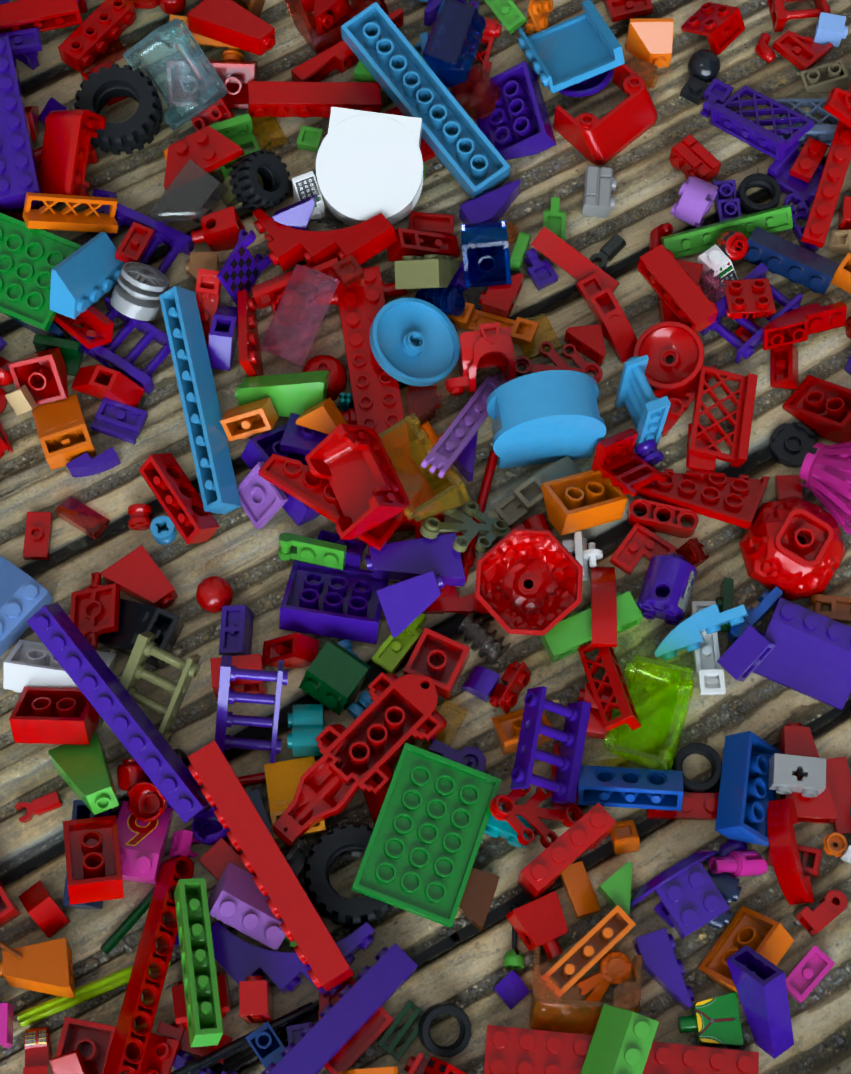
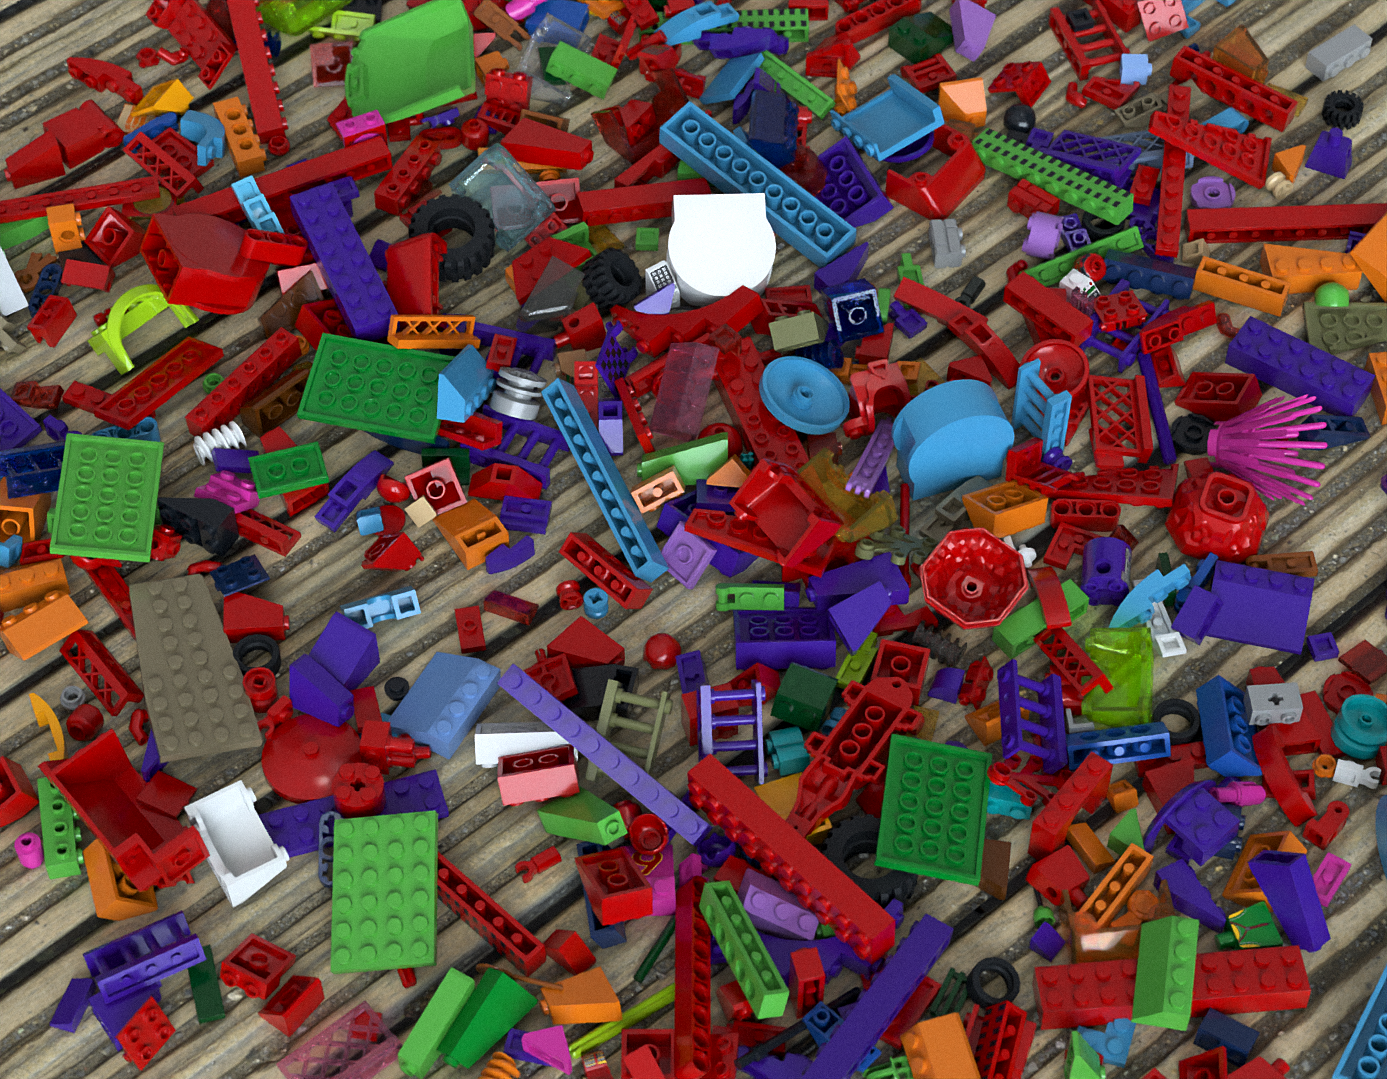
camera: 10 degrees left, 15 degrees down
(597, 754) = (1076, 725): none -> light grey panel
(674, 840) = (1166, 781): none -> red slope
(720, 137) = (1054, 176): none -> bright green brick
(763, 411) = (1157, 409): none -> dark purple axle

